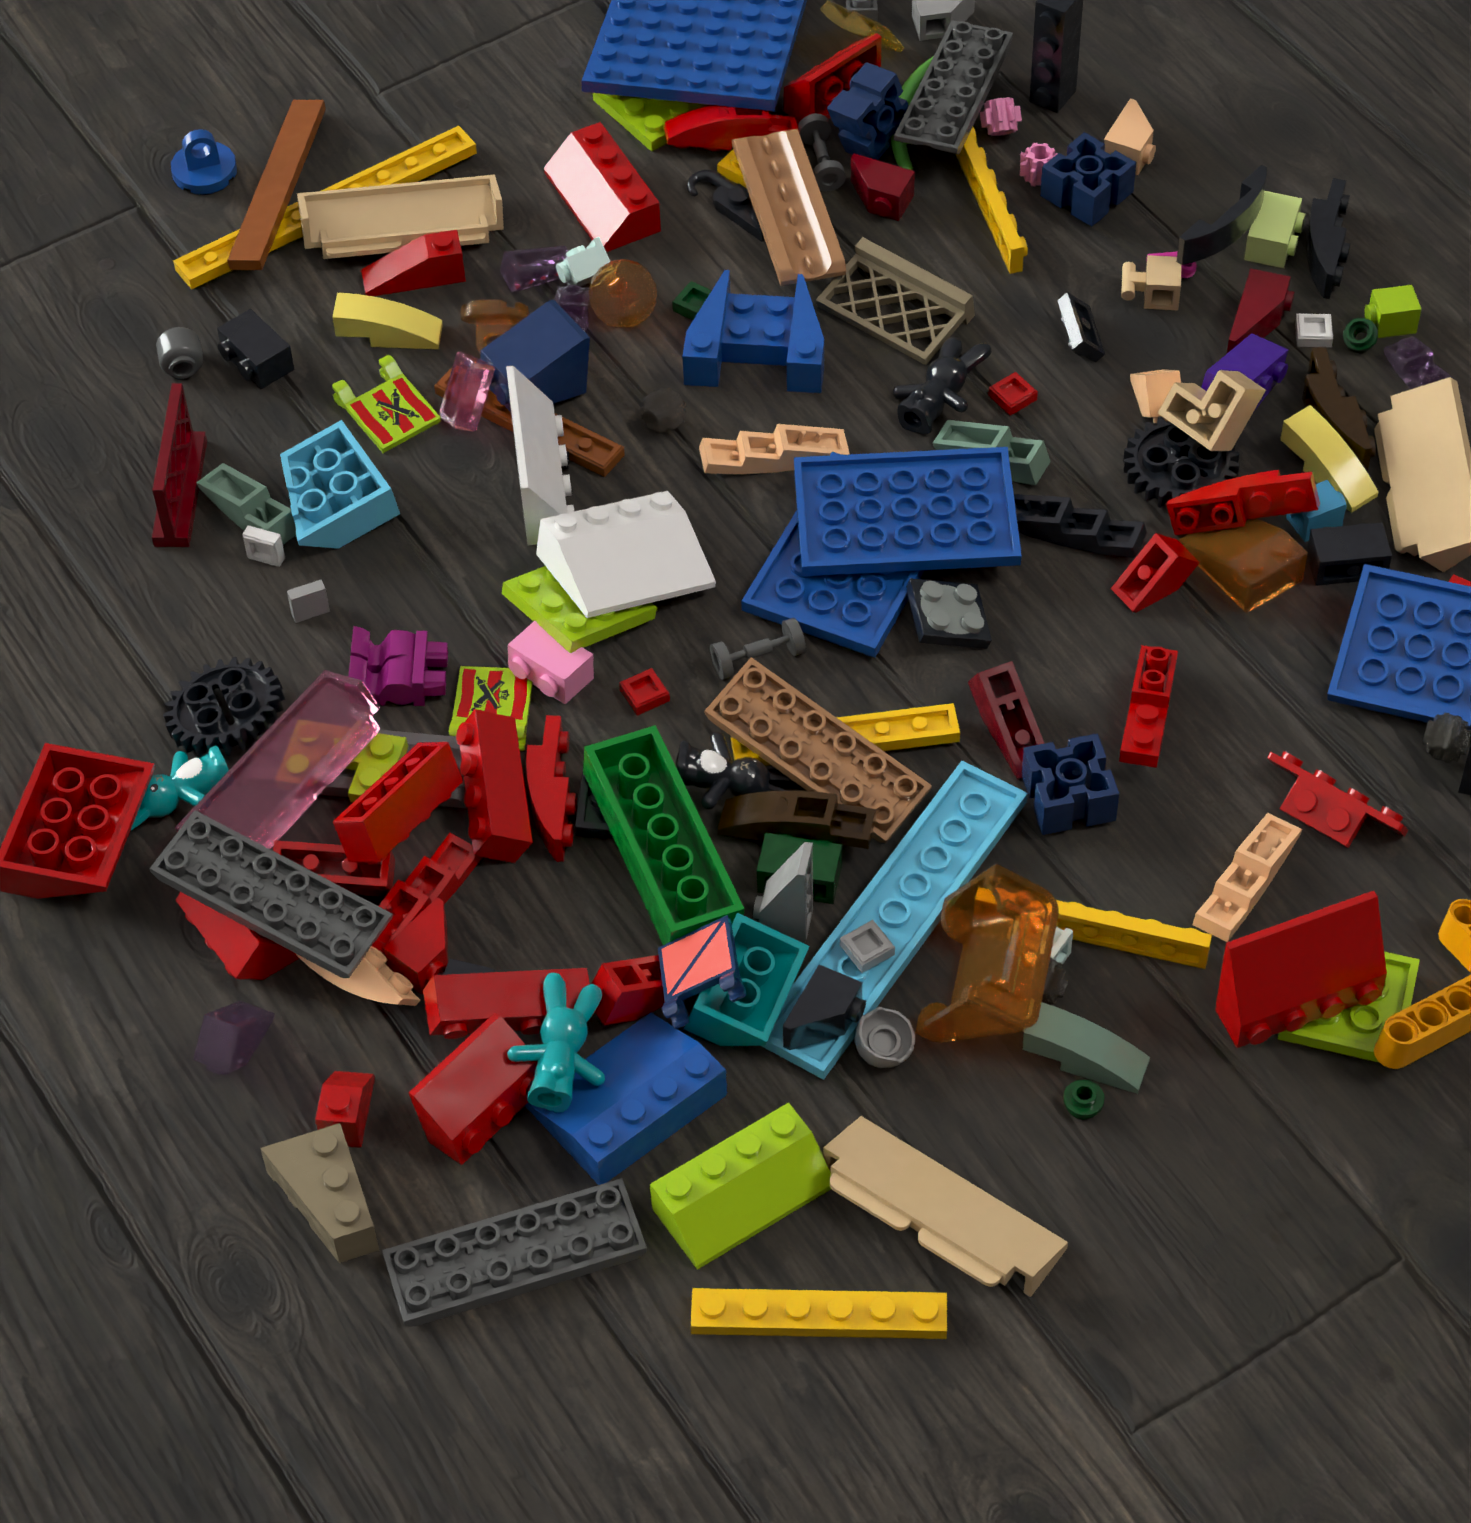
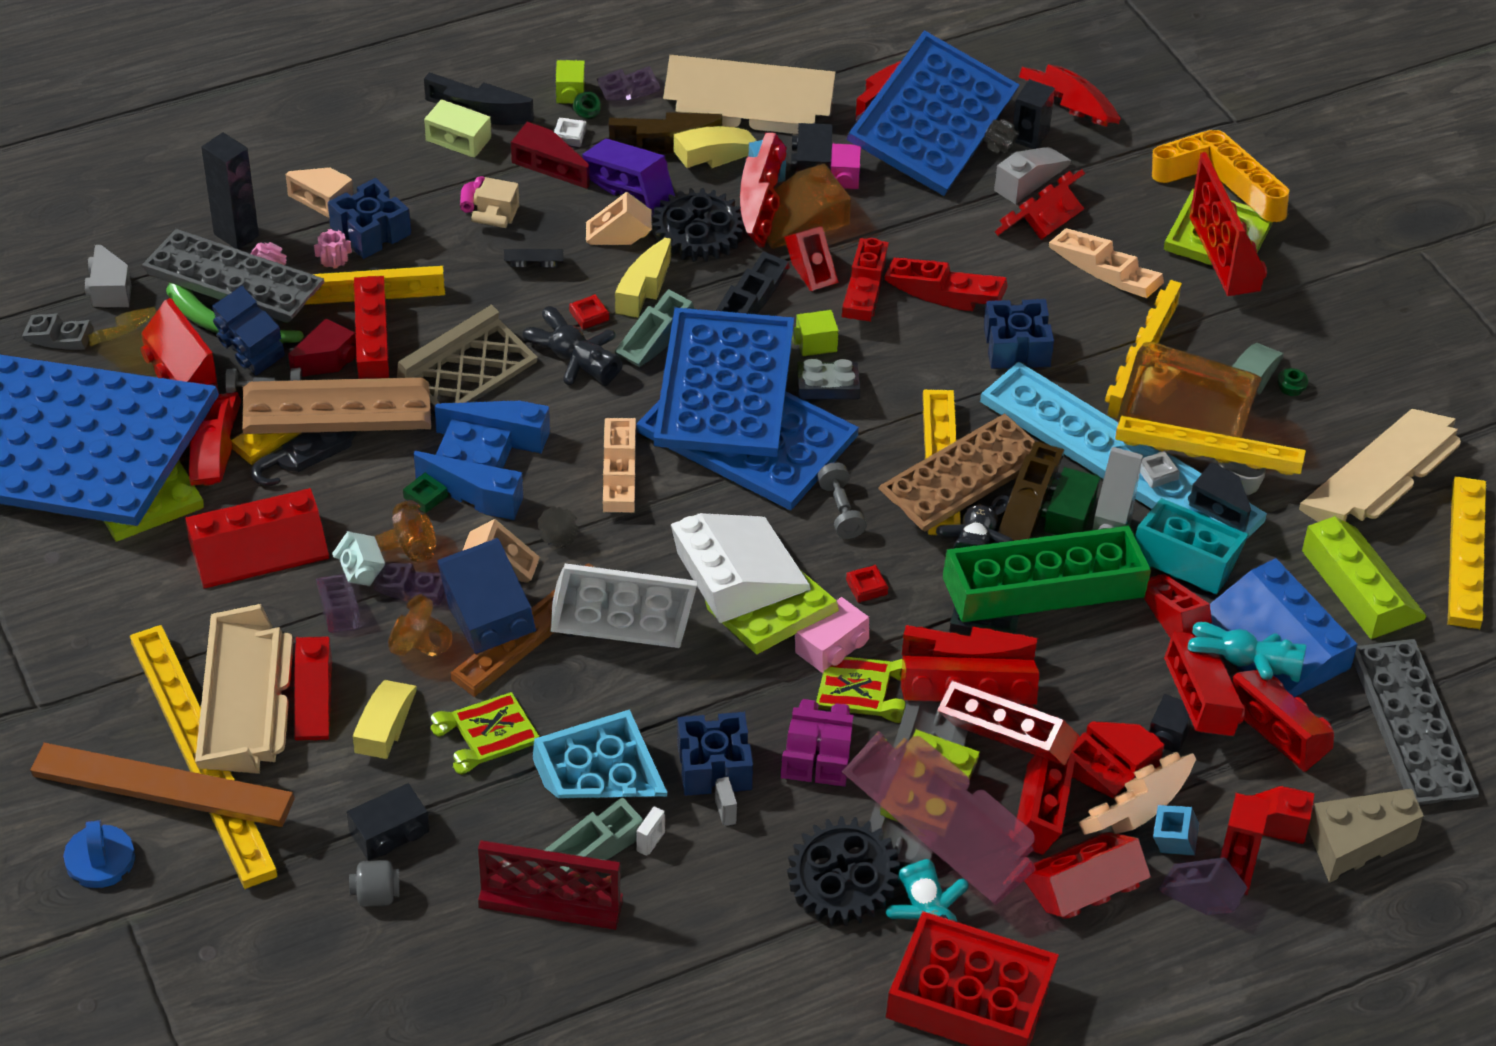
camera: 85 degrees left, 5 degrees down
(263, 1044) = (1245, 835): none -> red brick
(270, 894) = (1095, 820): dark grey plate -> none
(300, 996) = (1176, 830): none -> dark azure brick
(361, 577) = (714, 752): none -> dark blue brick
(466, 392) = (503, 658): clear pink slope -> none
(617, 374) = (520, 556): none -> light nougat slope
(699, 963) = (1183, 557): flag -> none
(908, 993) = (1212, 445): none -> yellow plate
(920, 214) = (371, 327): none -> red brick
(1006, 712) = (939, 361): dark red slope -> none
(1025, 593) = (816, 333): none -> lime brick
(1073, 427) = (643, 279): none -> light yellow slope
(1122, 632) = (865, 279): none -> red slope
(1206, 240) = (444, 118): black slope -> none
(1213, 415) = (684, 179): tan brick -> none
(1332, 586) = (846, 164): none -> dark pink brick
(1399, 779) = (1027, 171): none -> light grey slope

